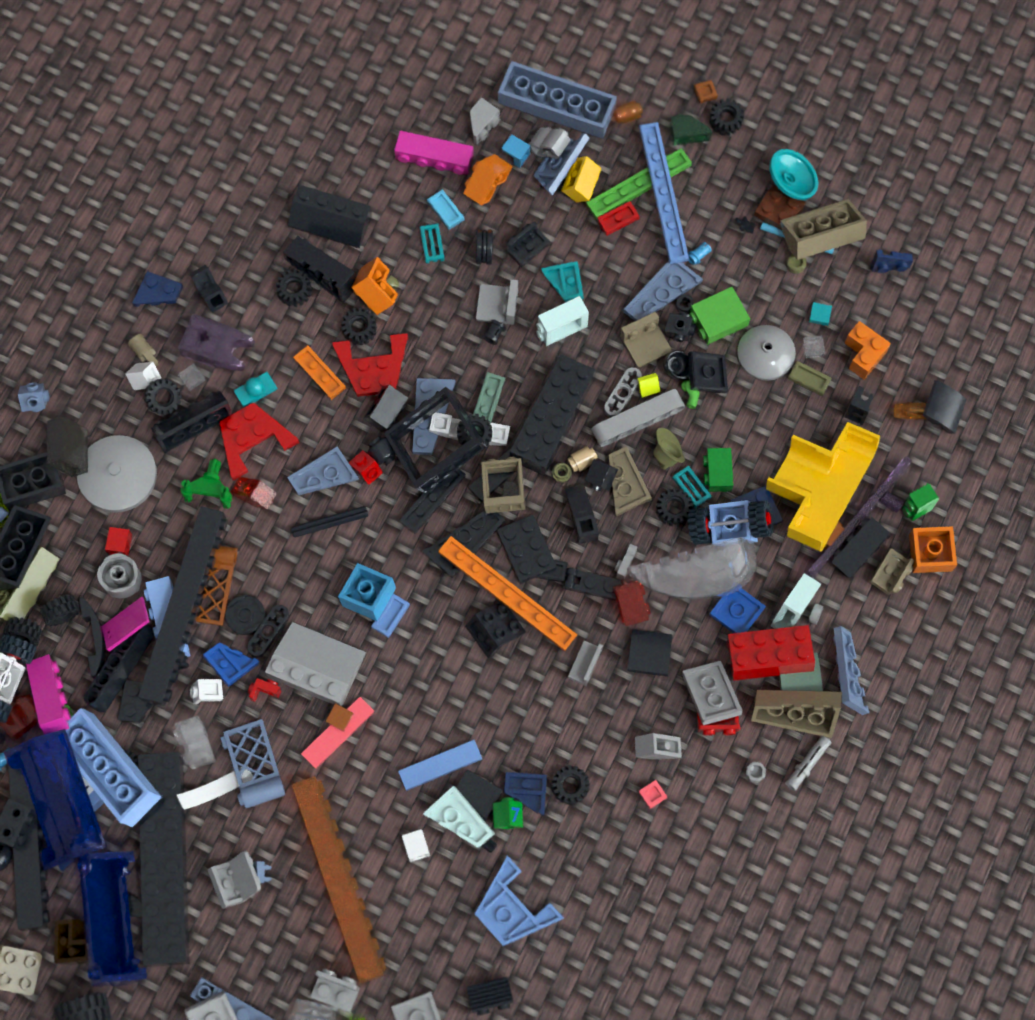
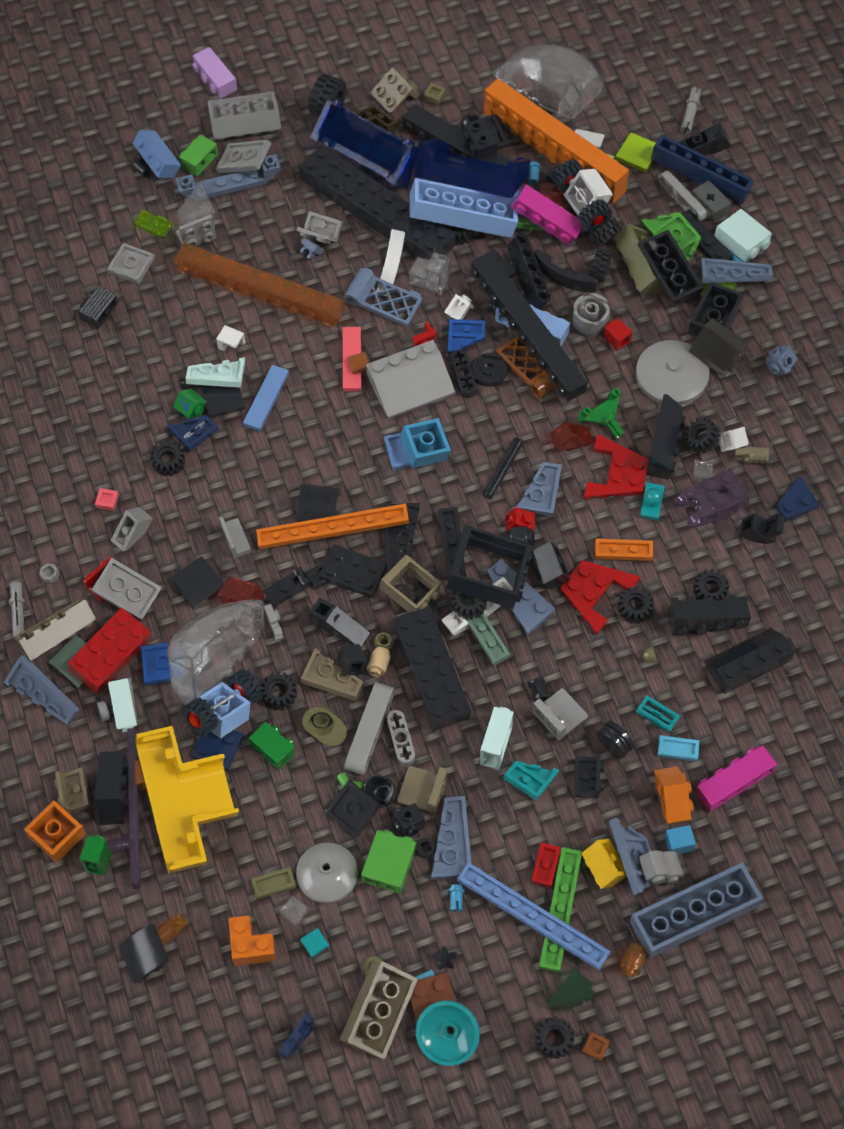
camera: 135 degrees right, 10 degrees down
(125, 624) = (552, 291): dark pink container -> none
(373, 287) = (658, 630): orange brick -> none
(483, 118) = (733, 838): light grey slope -> none
(506, 915) = (132, 355): medium blue wing -> none
(648, 385) = (387, 758): neon yellow tile -> none
(707, 495) = (292, 728): teal tile -> none
(859, 408) = (209, 884): black hinge -> none

